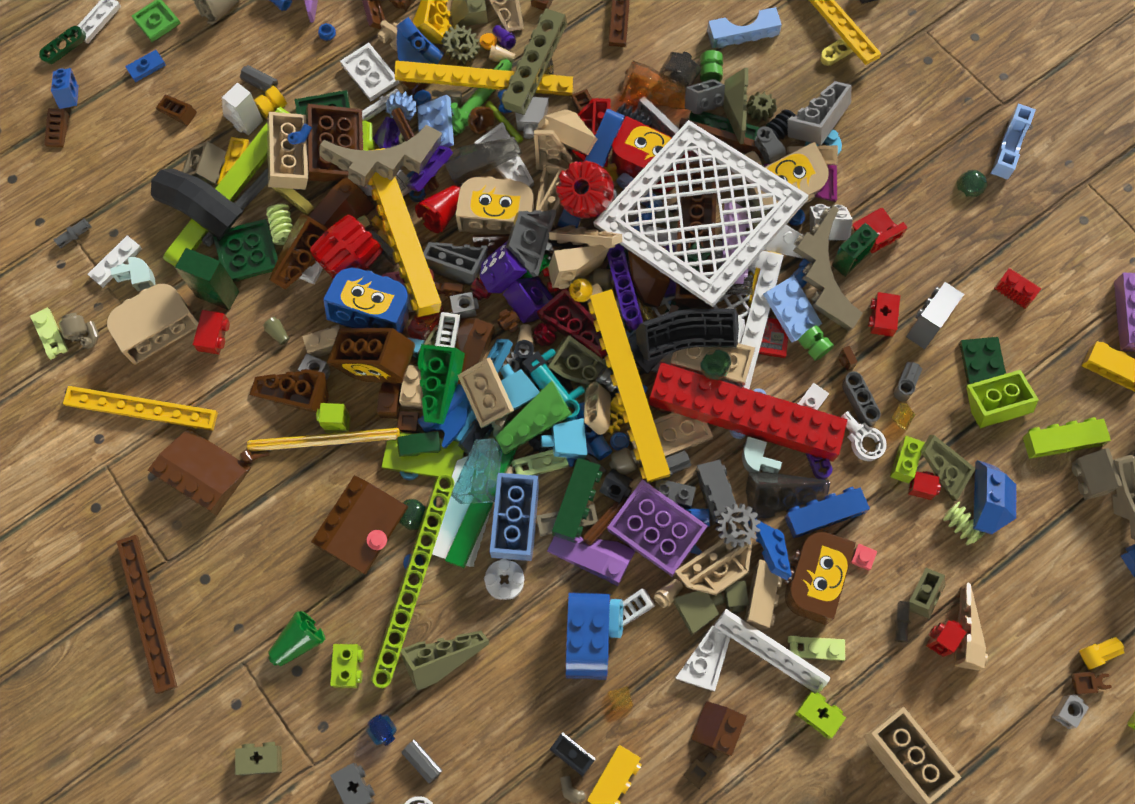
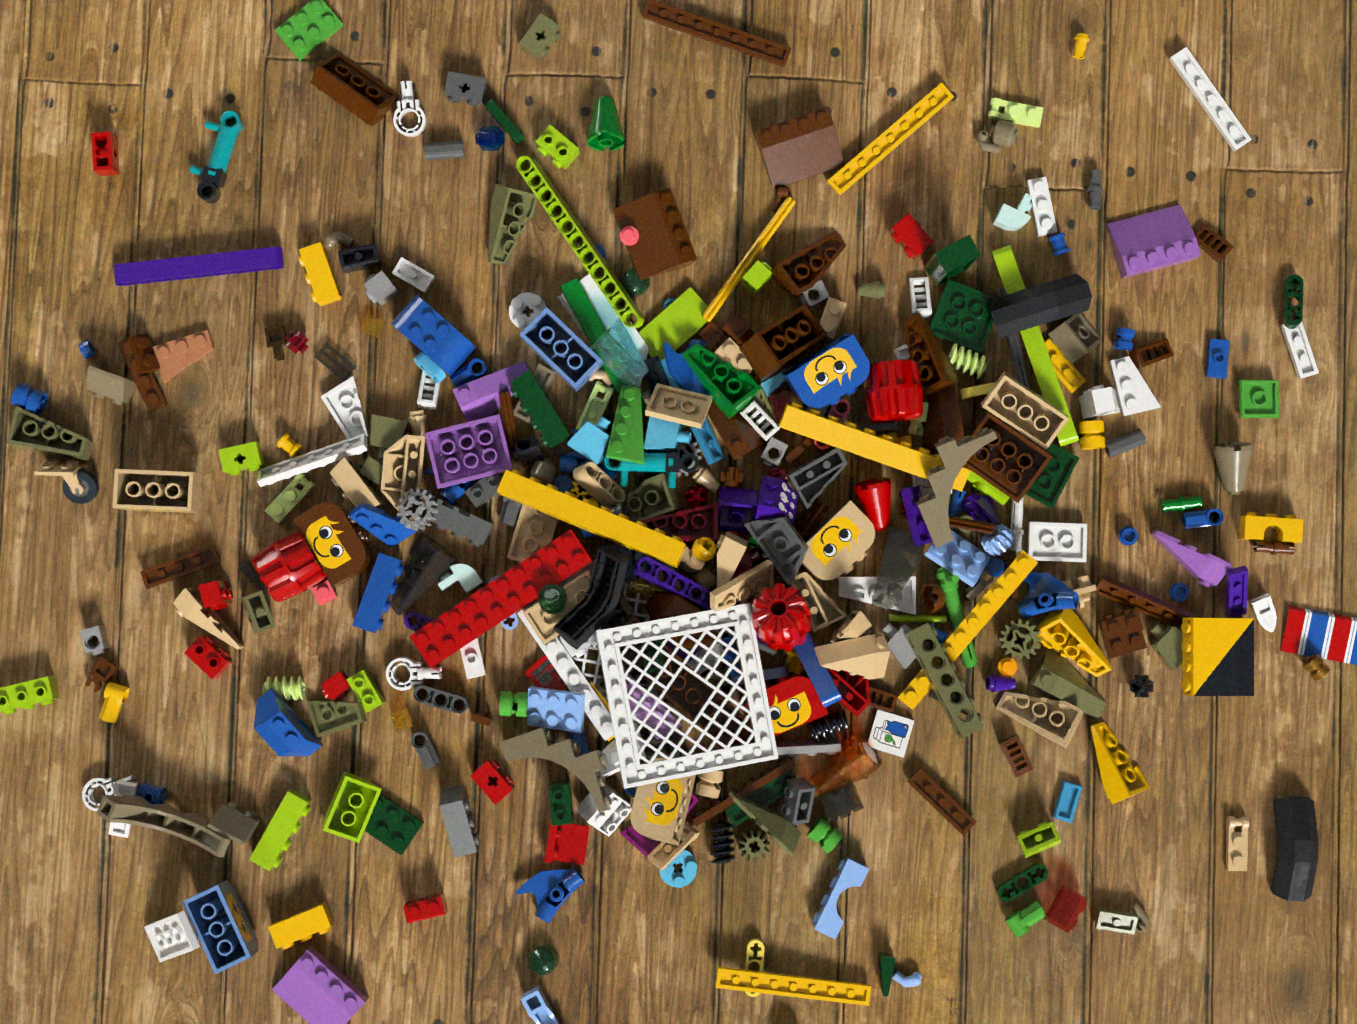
camera: 125 degrees right, 15 degrees up
(64, 88) = (1241, 273): blue brick -> none
(85, 165) = (1153, 241): none -> medium lavender slope
(136, 226) = (1059, 244): none -> blue bush
(150, 322) = (956, 195): tan brick -> none
(178, 132) = (1124, 339): none -> blue wheel
(210, 106) = (1131, 388): none -> white wing
(256, 284) = (925, 307): none -> white slope
(275, 15) = (1181, 503): none -> green pin
(300, 136) = (1025, 426): blue arm -> none
(357, 731) = (503, 121): none -> dark green beam
(418, 443) = (683, 327): dark green slope -> none
(498, 53) = (983, 666): tan cone -> none
(550, 699) = (413, 275): none -> white plate
(584, 714) = (380, 288): none -> light grey brick
(596, 584) = (468, 374): none -> blue piece
(602, 80) = (890, 733): none -> white tile
(676, 723) = (347, 372): none -> clear smoke tile
(687, 750) = (296, 342): none -> dark red gear
(718, 728) = (293, 377): reddish brown slope -> none
(769, 145) = (703, 812): dark grey piece -> none
(776, 684) = (289, 445): none -> yellow bush
(821, 114) = (700, 881): light grey wedge -> none
(873, 594) = (288, 567): none -> red wheel
(920, 213) = (544, 885): none -> blue pin
(950, 691) = (180, 567): none -> reddish brown plate
(996, 605) = (208, 656): none -> red brick

